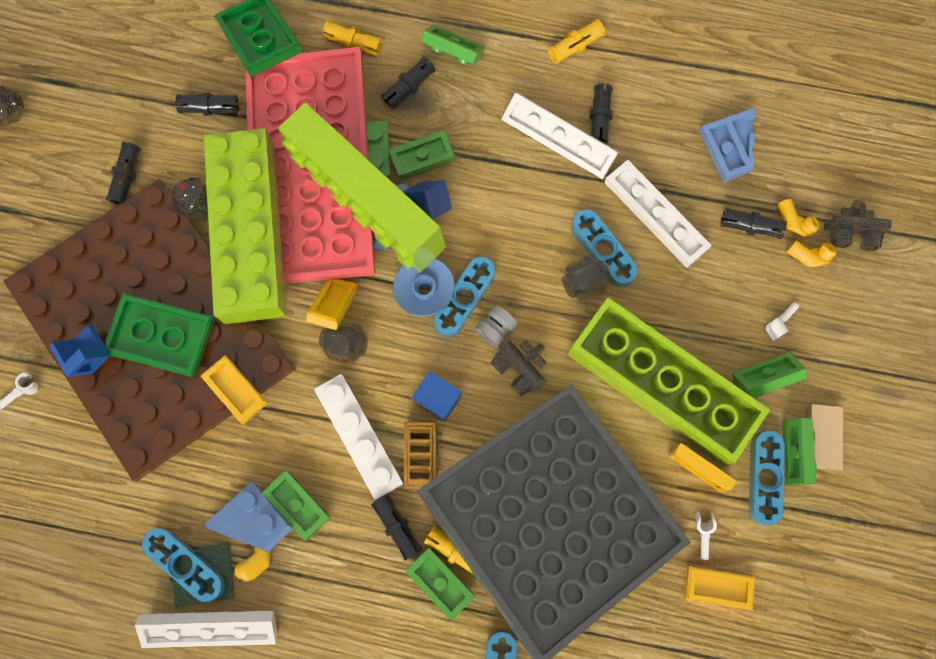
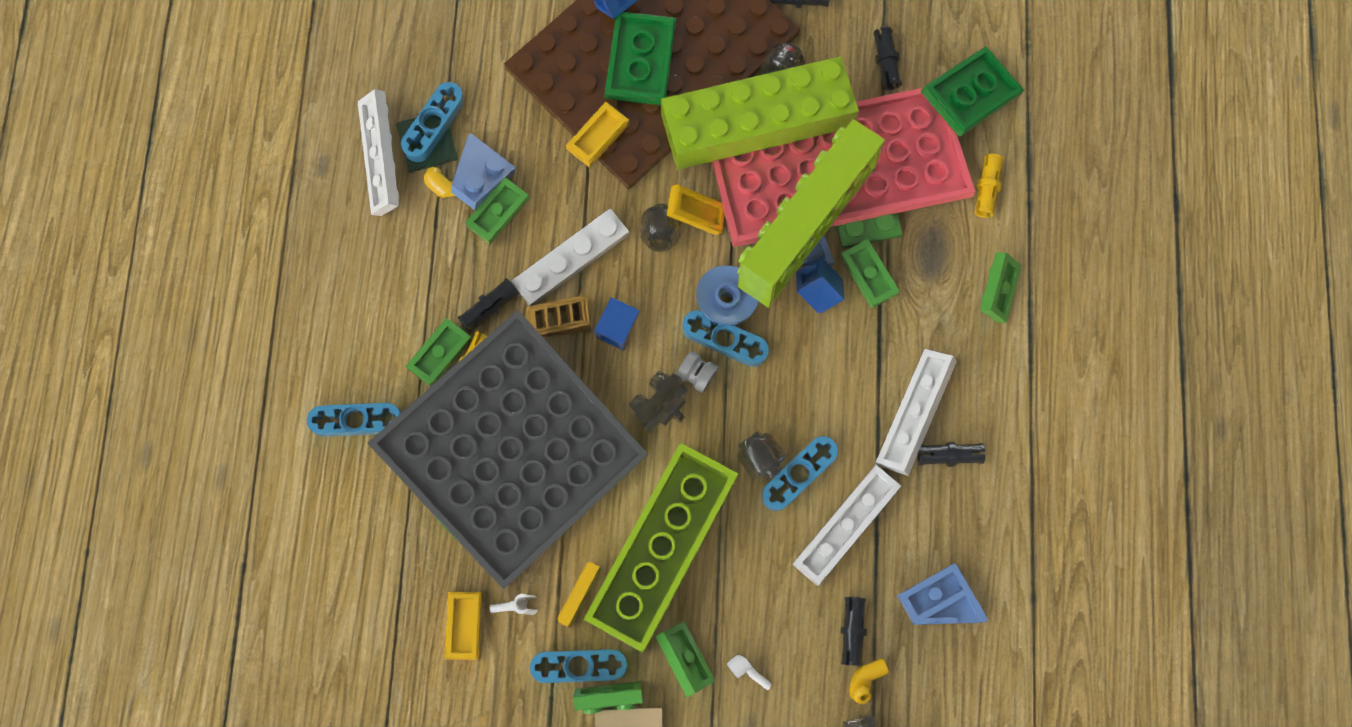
camera: 80 degrees right, 0 degrees up
(408, 83) = (948, 248): black pin -> none
(576, 41) = (1032, 418): yellow pin -> none
(812, 257) = (826, 702): yellow arm -> none

